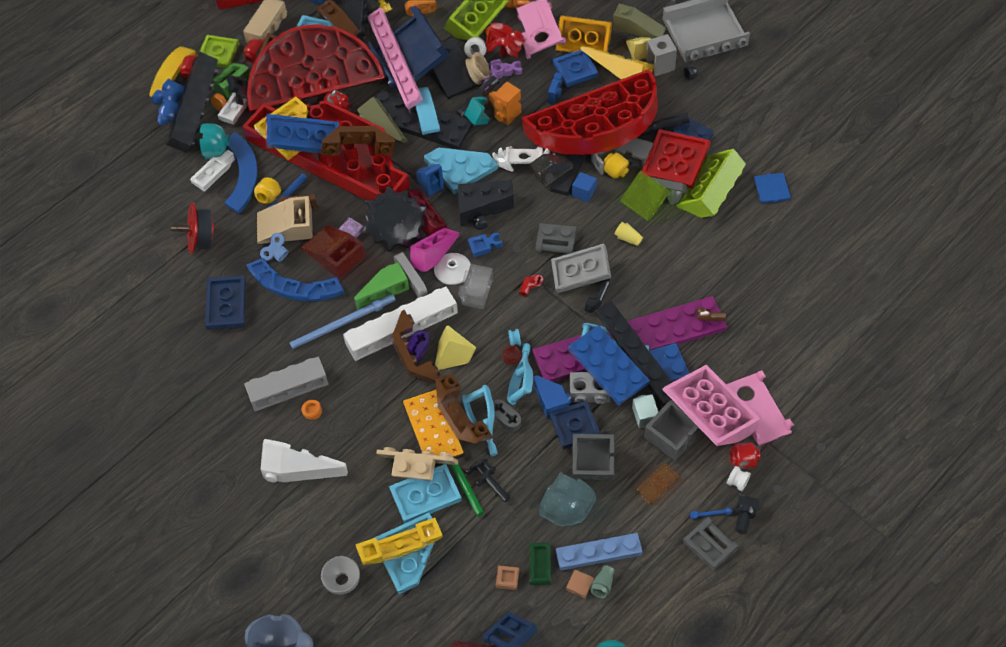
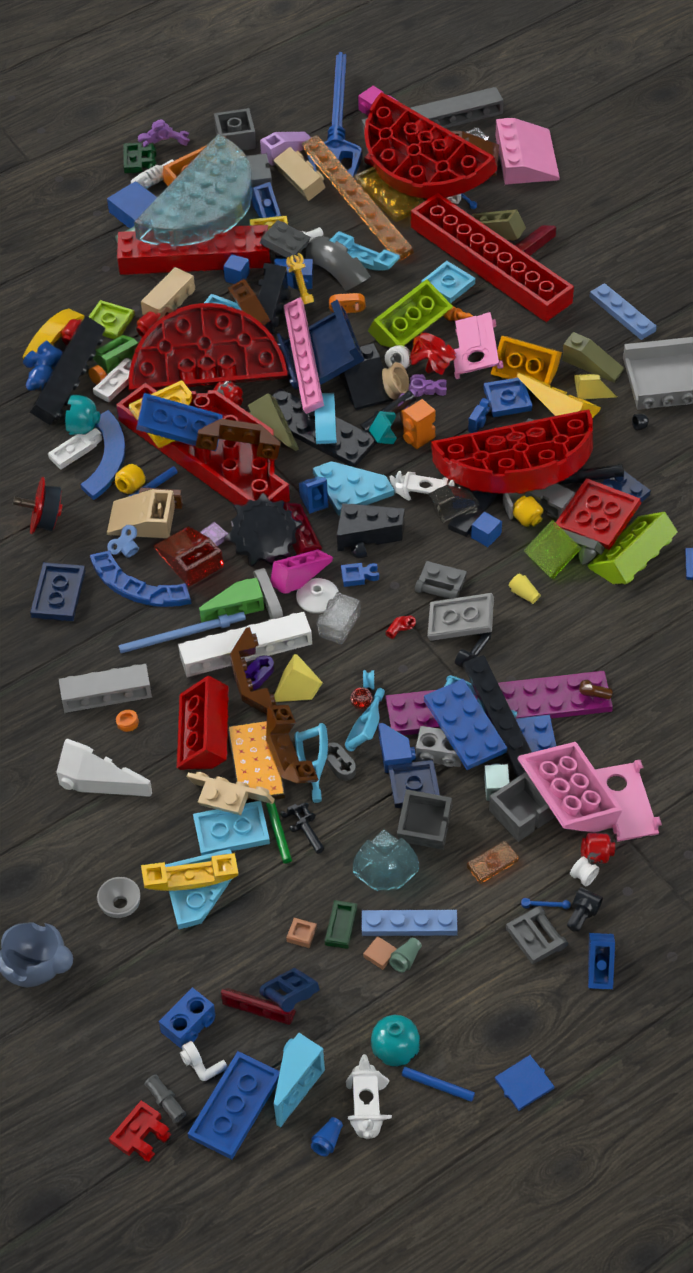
camera: 10 degrees right, 5 degrees down
(239, 86) = (122, 360): black plate -> none
(380, 403) = (203, 725): none -> red slope
(663, 52) = (610, 395): light grey piece -> none
(771, 556) = (601, 961): none -> blue slope

